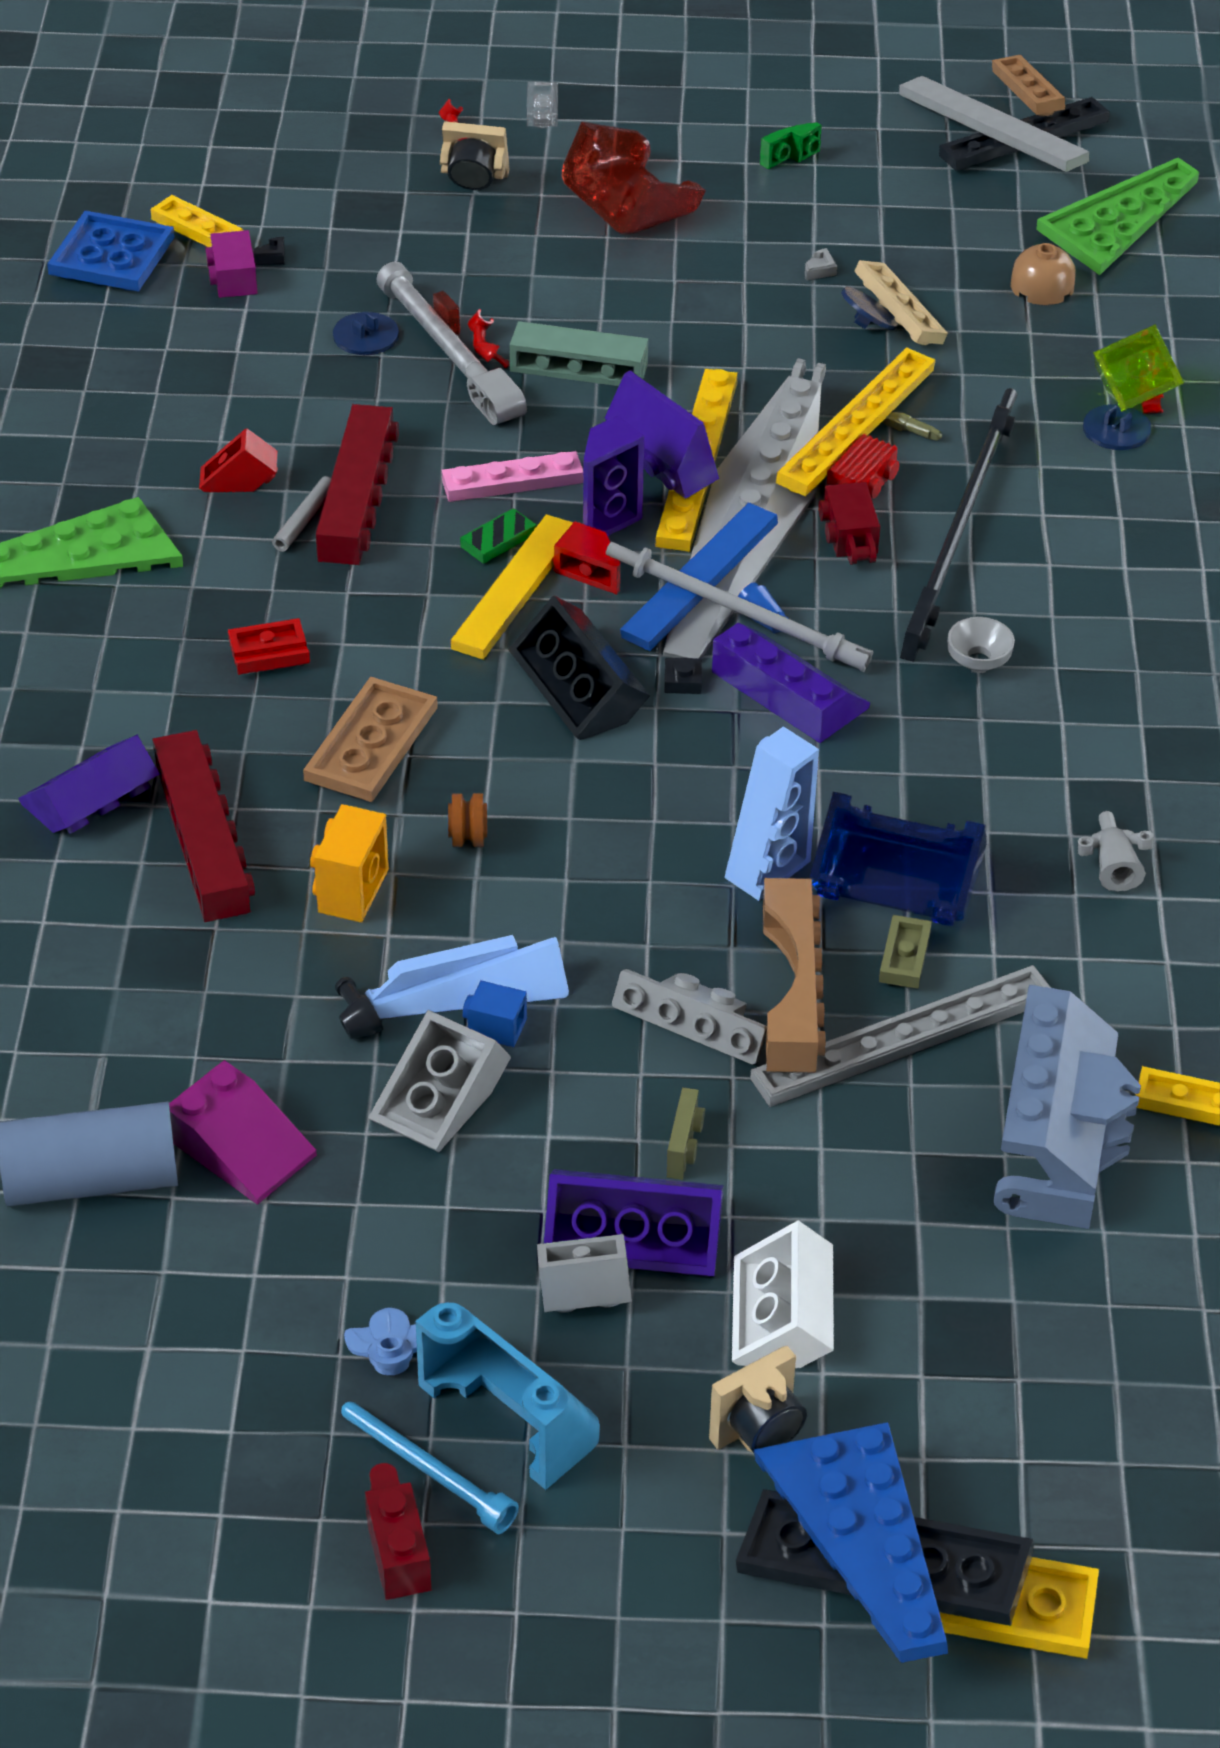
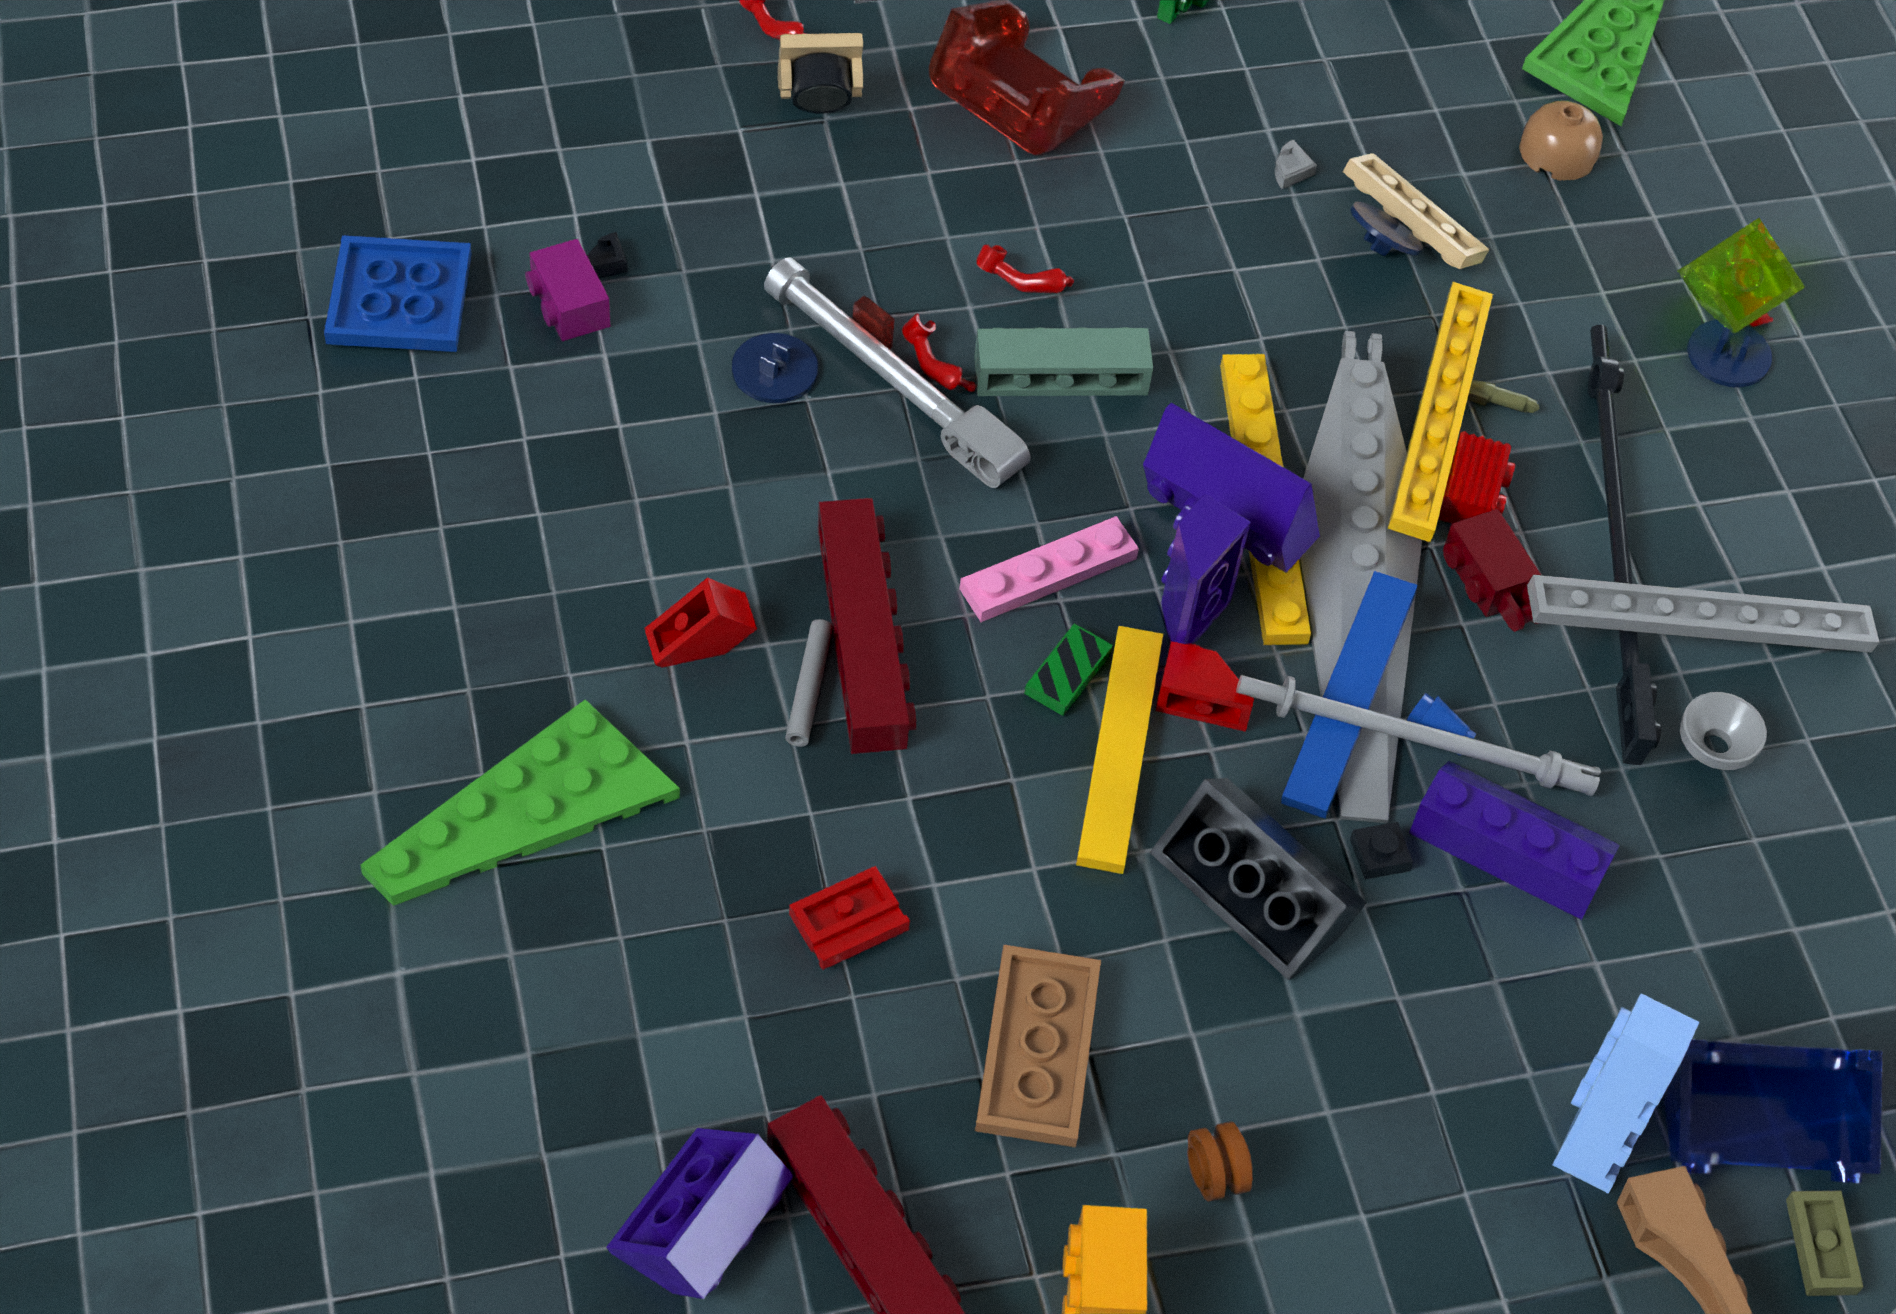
camera: 20 degrees left, 10 degrees up
(190, 220) = (491, 228): yellow plate -> none
(590, 307) = (1047, 281): none -> red piece
(999, 569) = (1701, 613): none -> light grey plate

